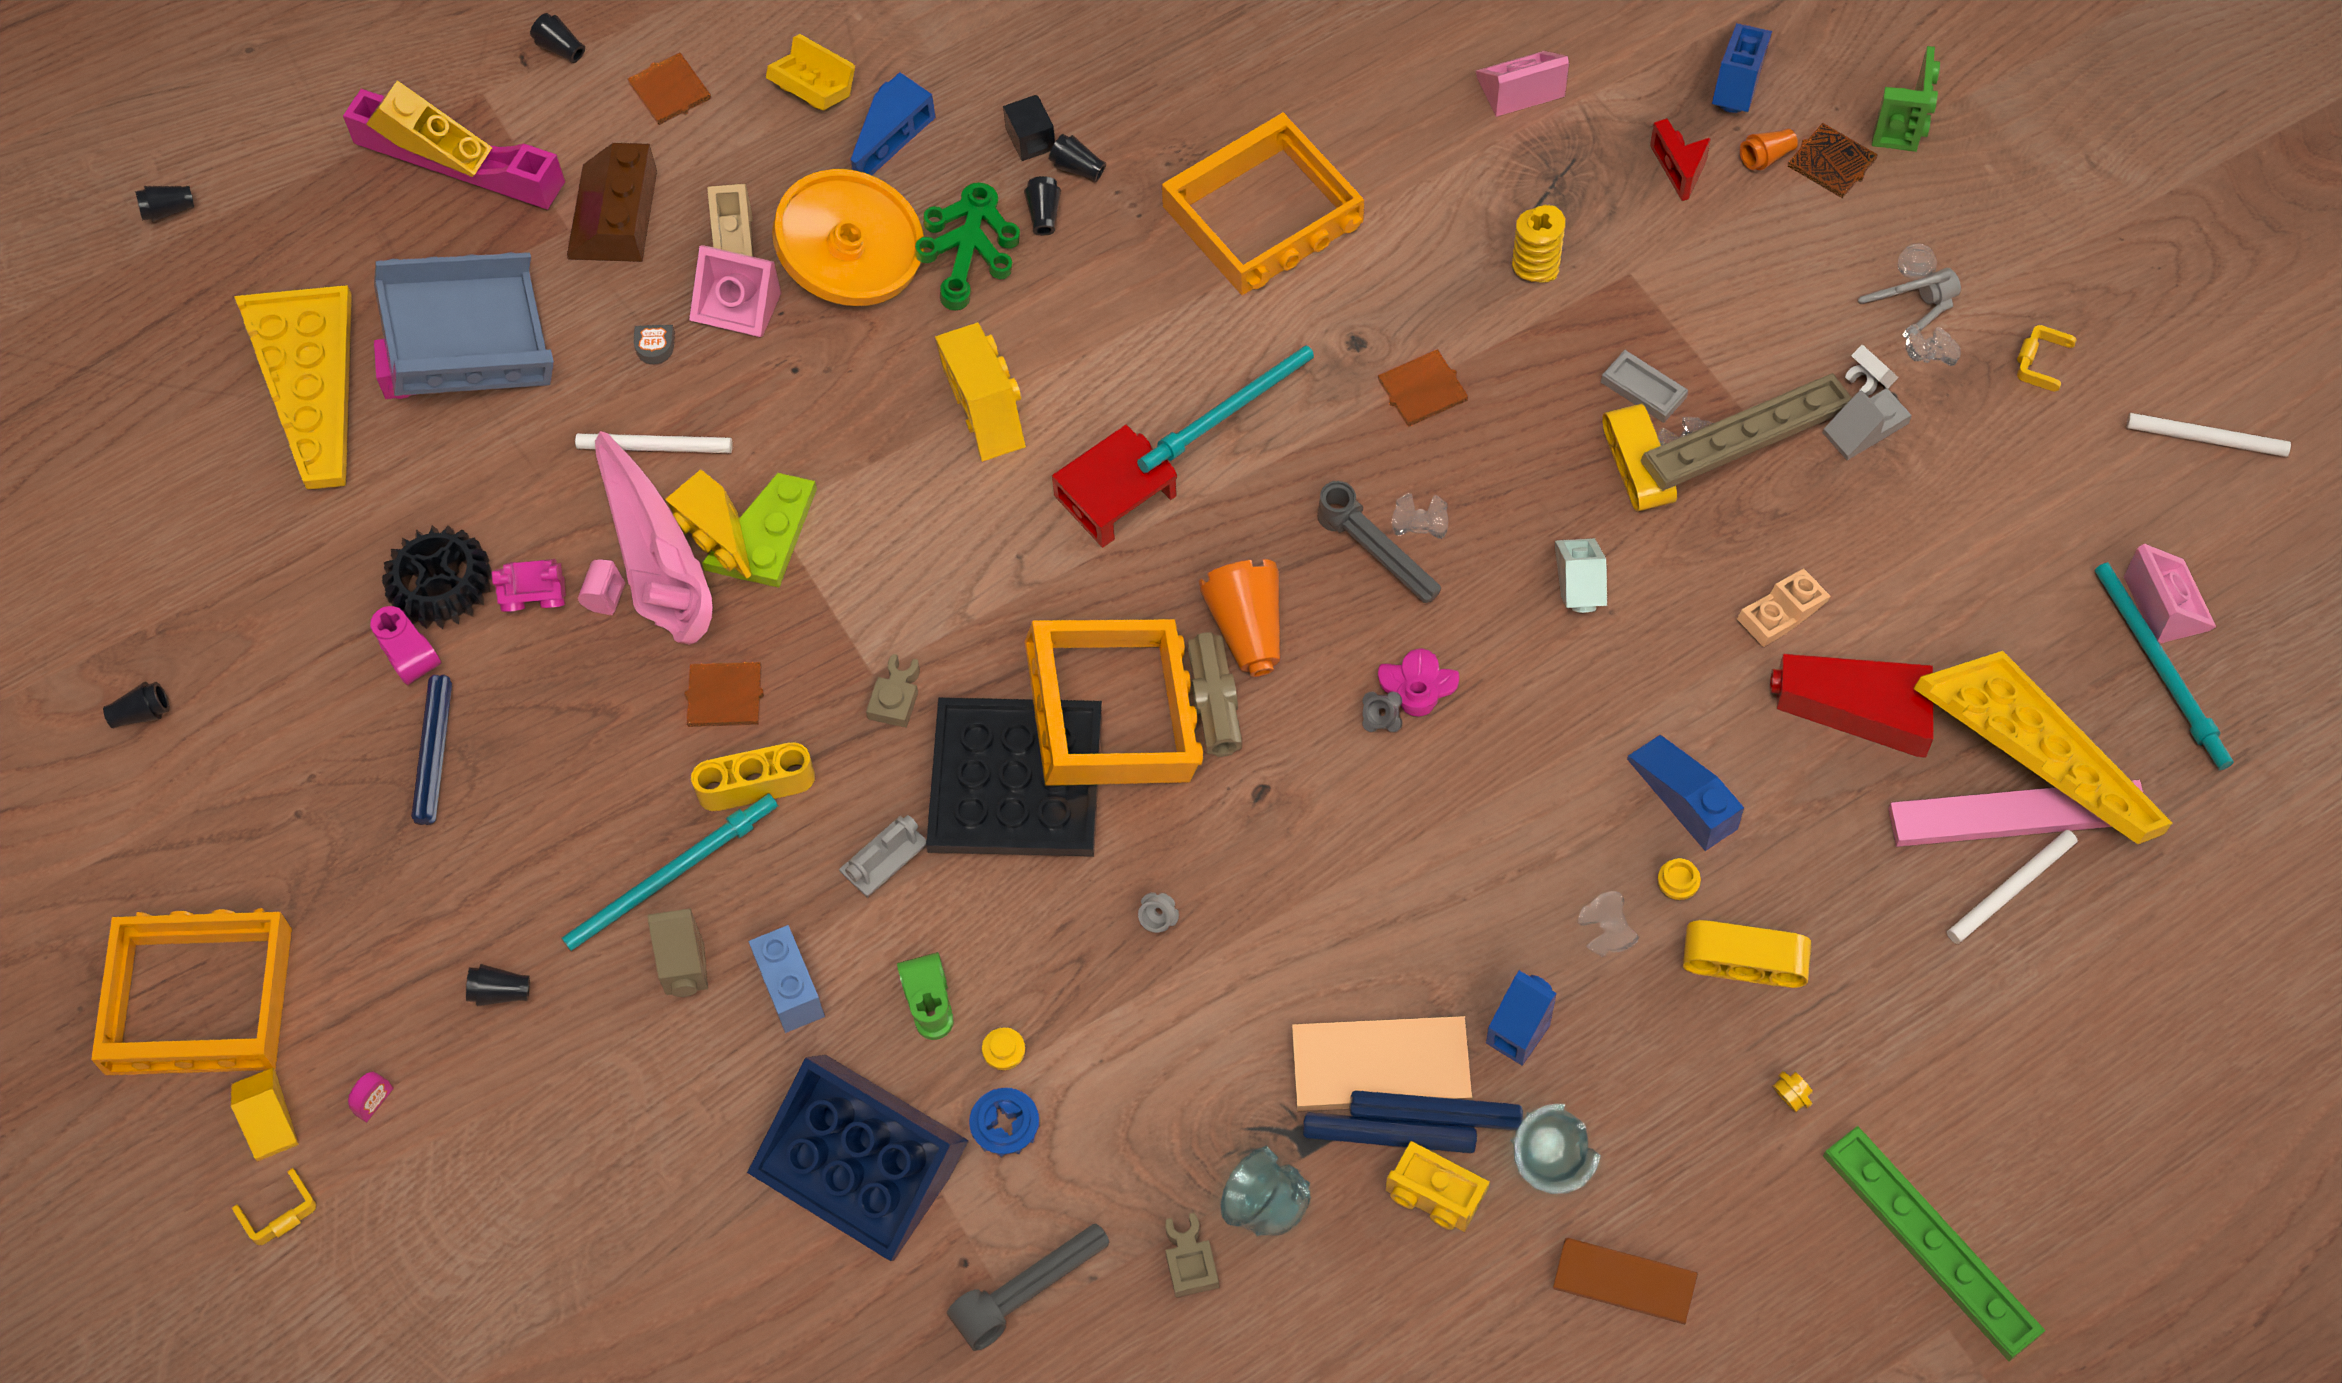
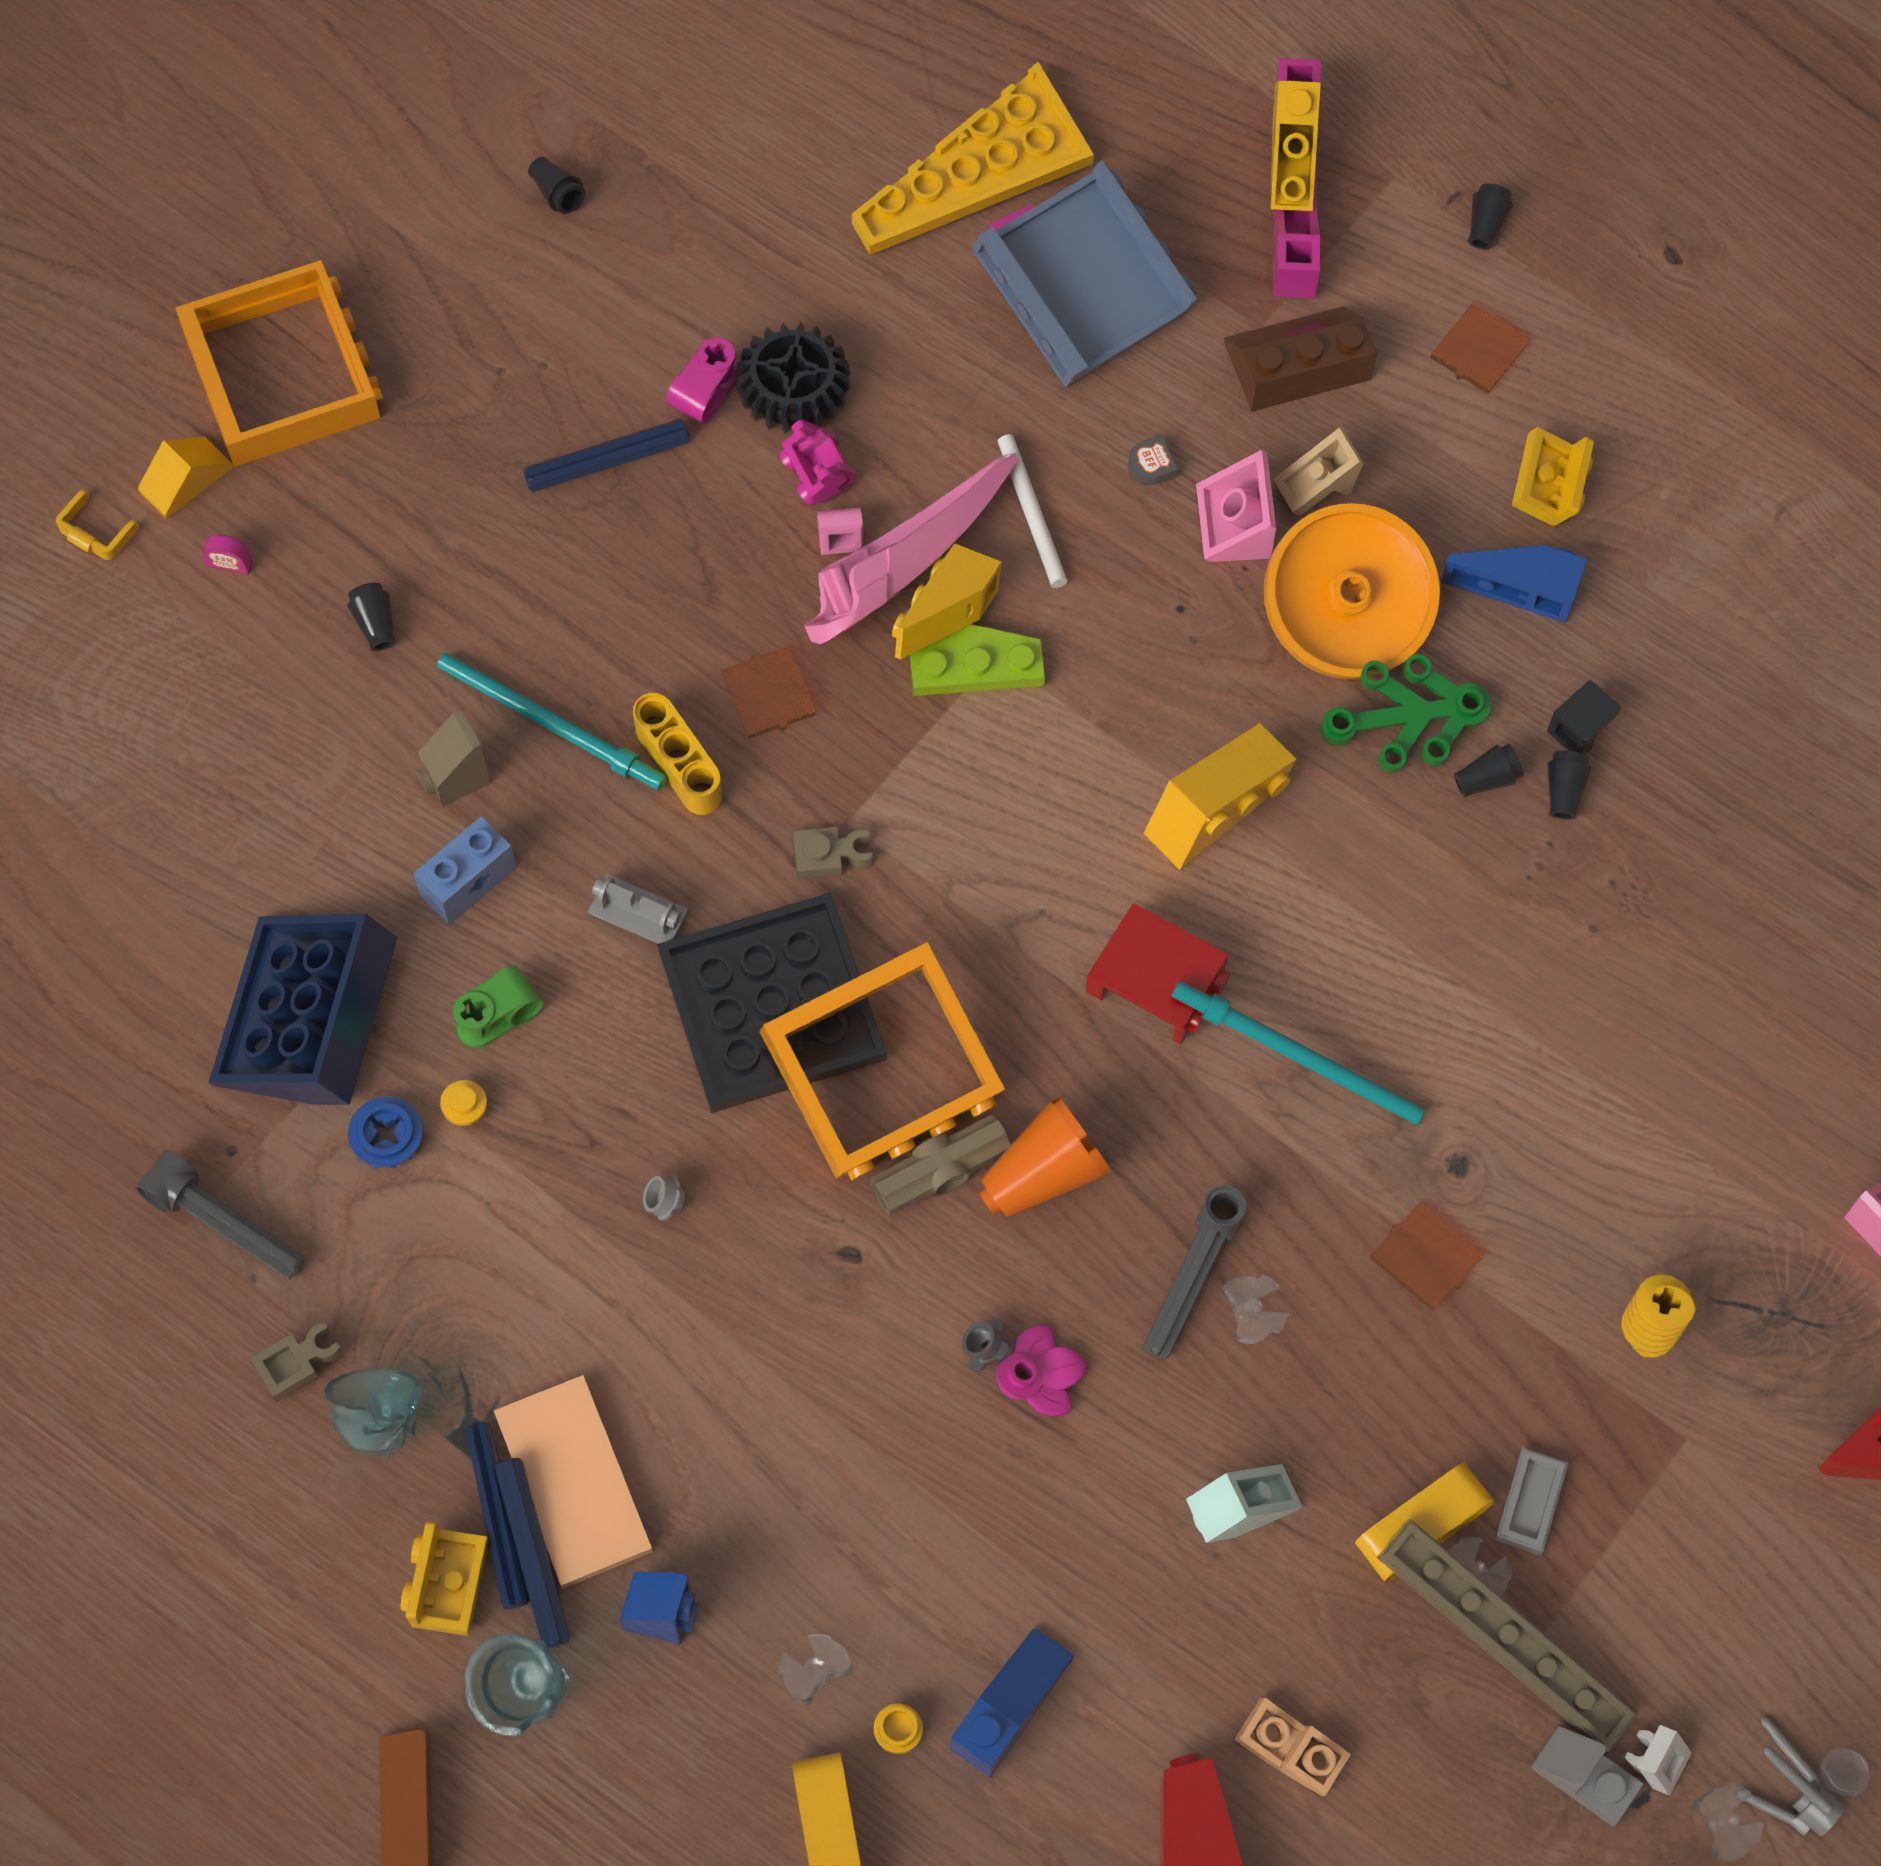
camera: 65 degrees right, 5 degrees up
(1239, 158) = (1627, 943): light orange window -> none

